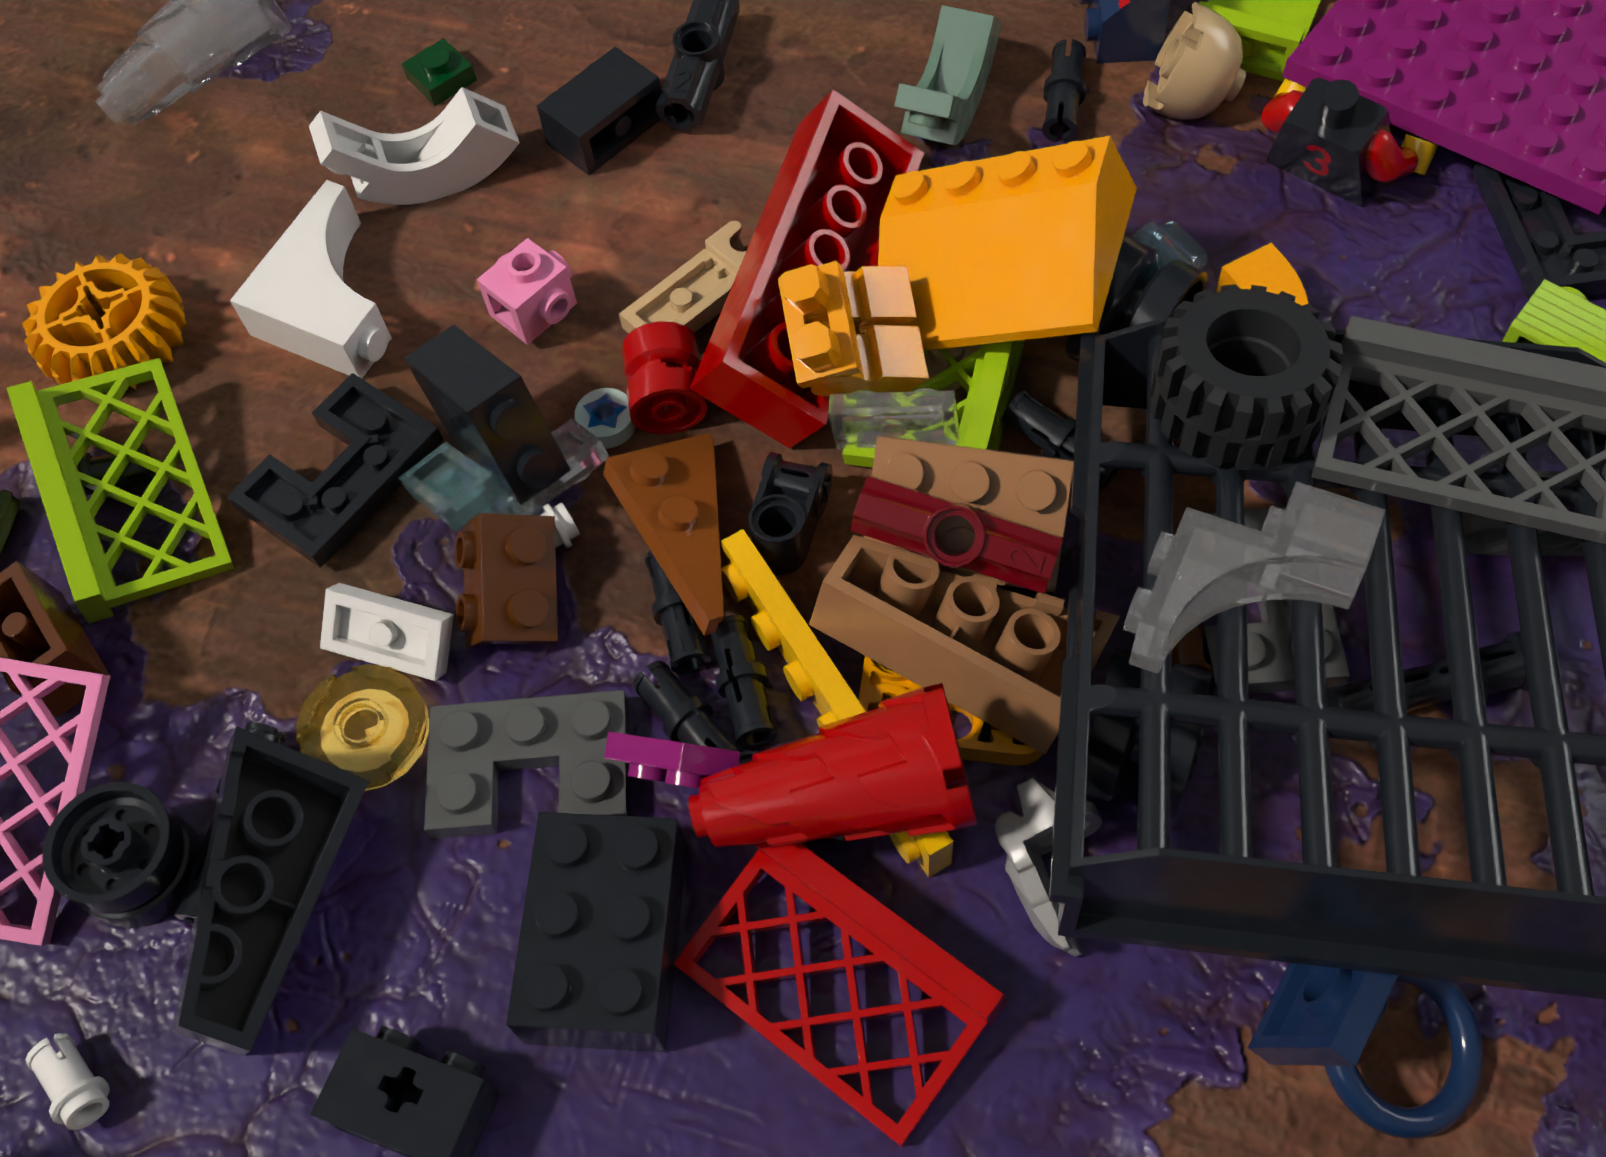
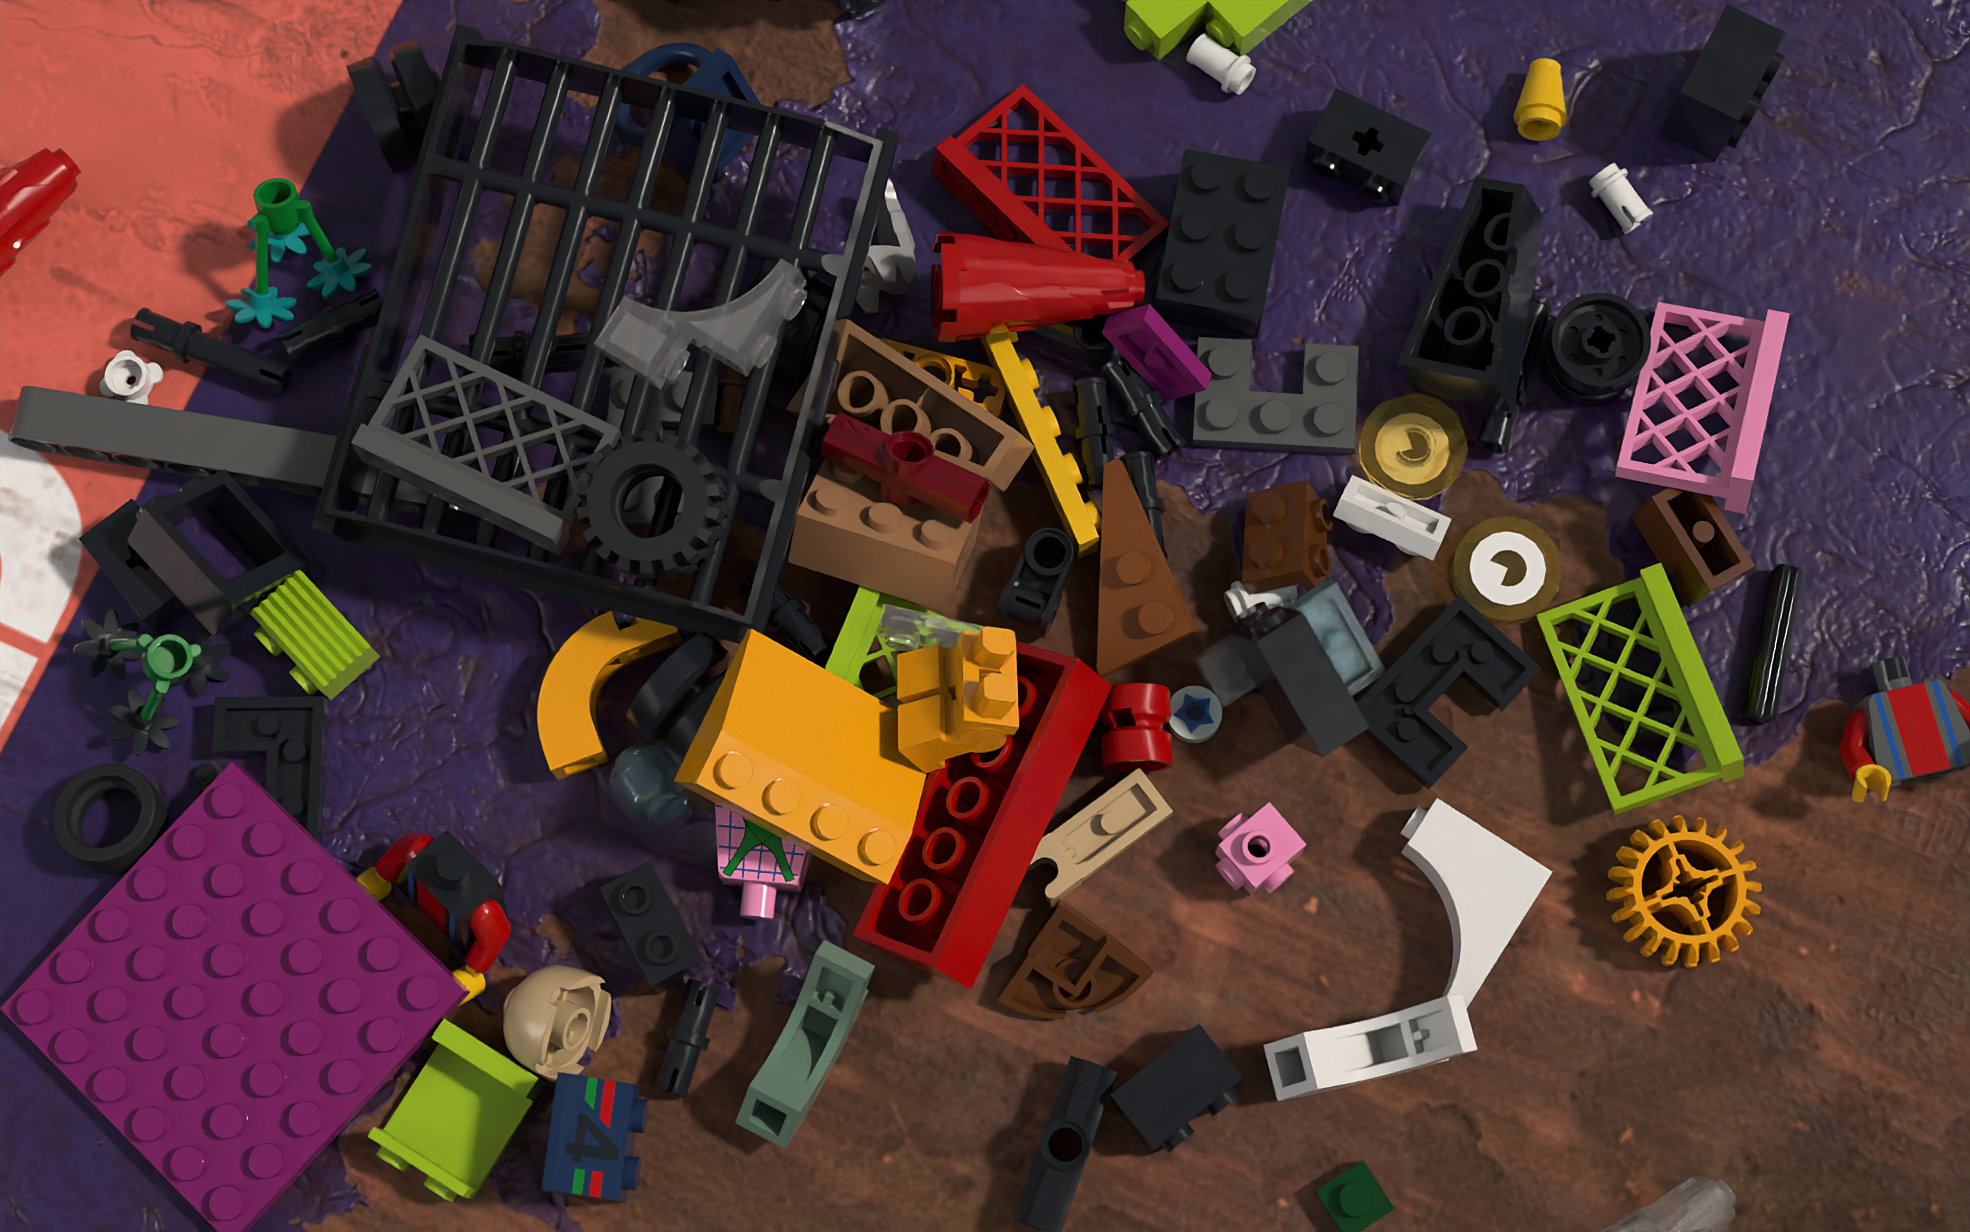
camera: 175 degrees left, 15 degrees up
(261, 605) = (1507, 569): none -> clear yellow tile
(708, 192) = (1072, 968): none -> reddish brown brick
(1145, 146) = (653, 927): none -> black brick

